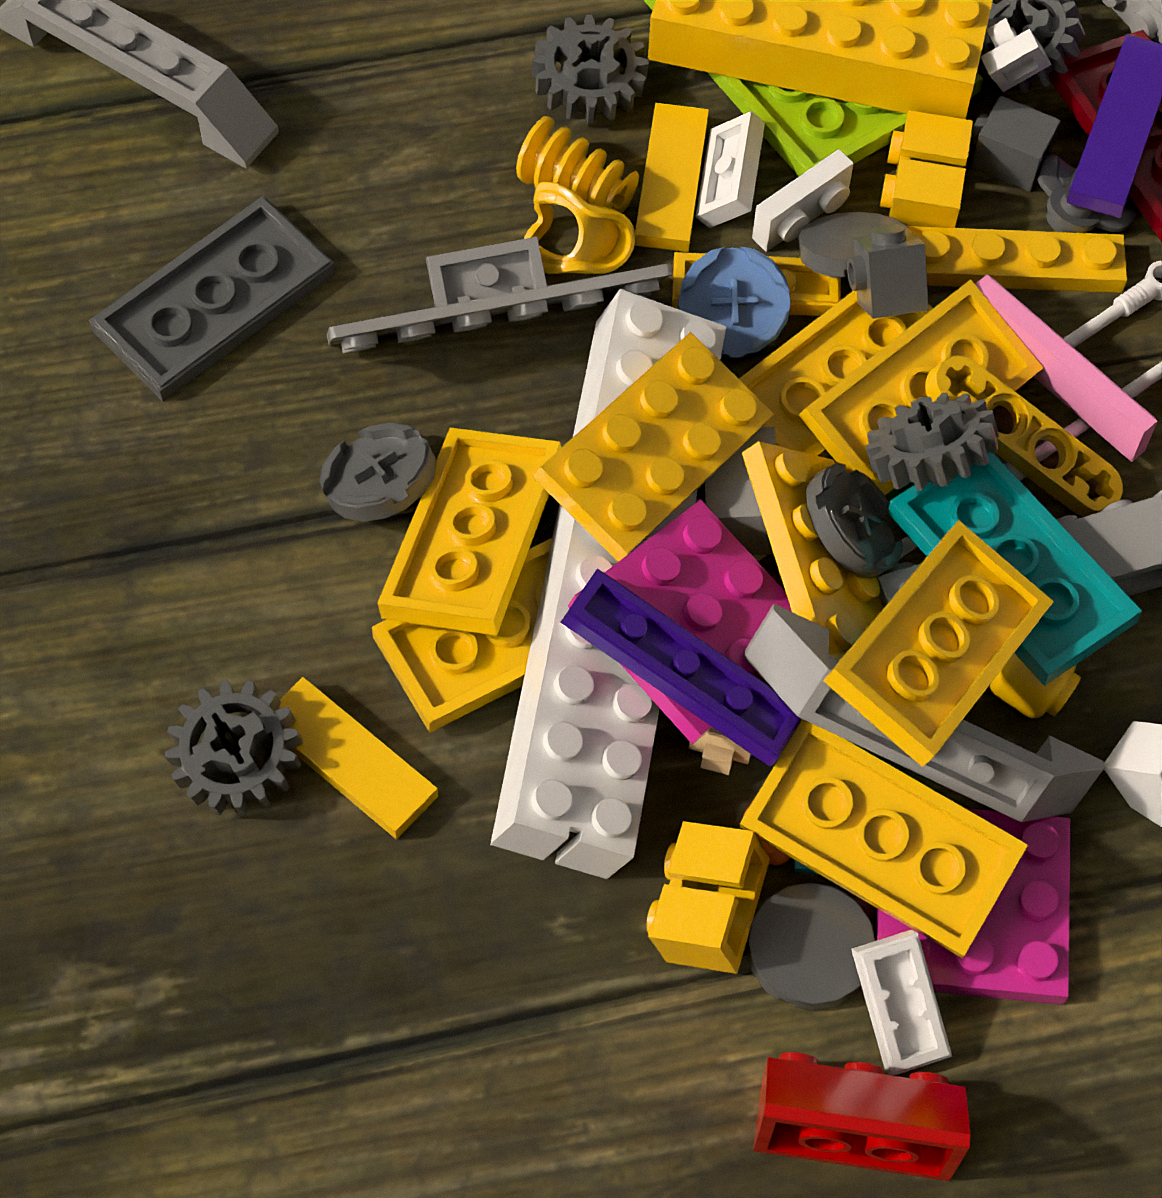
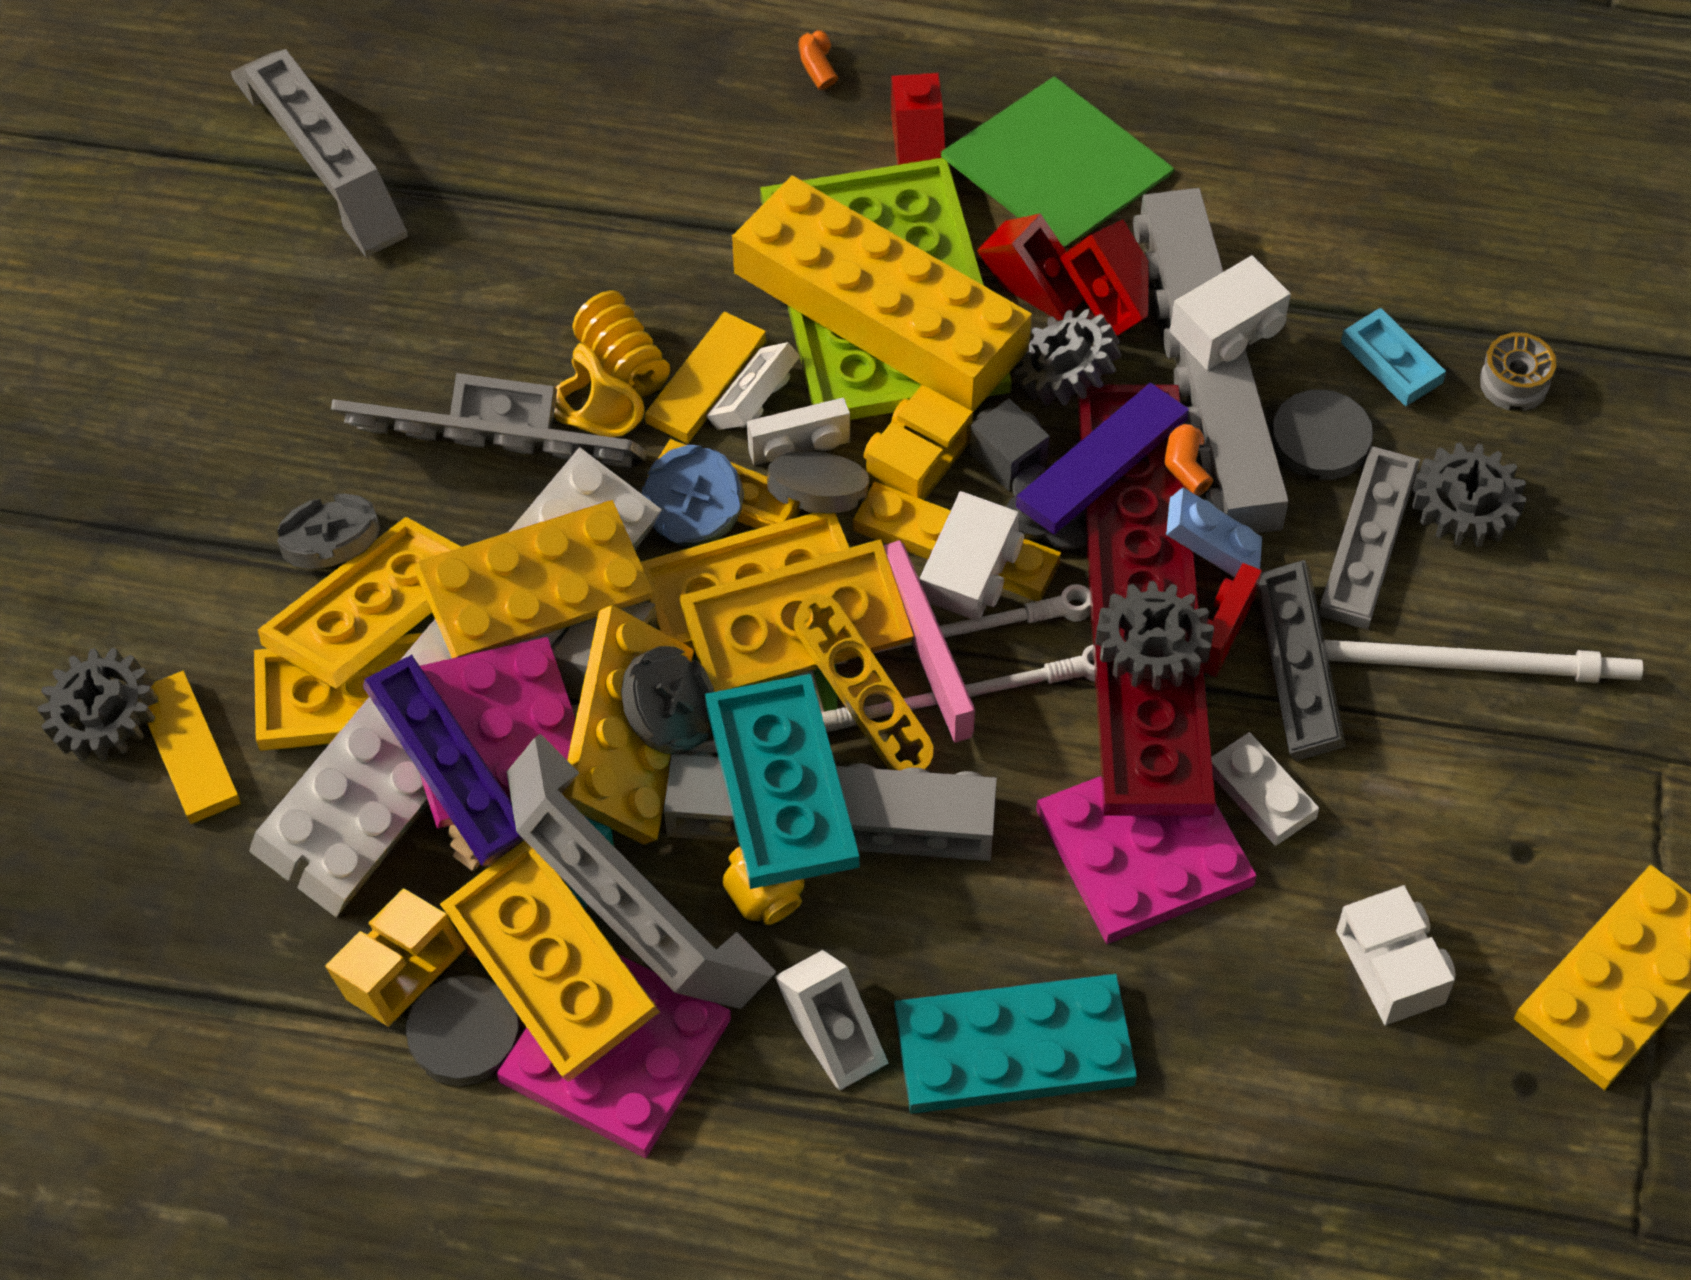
camera: 25 degrees right, 5 degrees down
(212, 297) = (283, 351): dark grey tile -> none
(589, 68) = (683, 265): dark grey gear -> none
(862, 1117) = (414, 1171): red slope -> none
(889, 272) = (814, 509): dark grey brick -> none
(901, 1002) = (501, 1098): white plate -> none
(932, 441) = (760, 656): dark grey gear -> none
(939, 643) = (653, 811): yellow plate -> none
(1014, 55) = (1031, 368): white tile -> none
(1058, 256) = (971, 555): none -> white piece

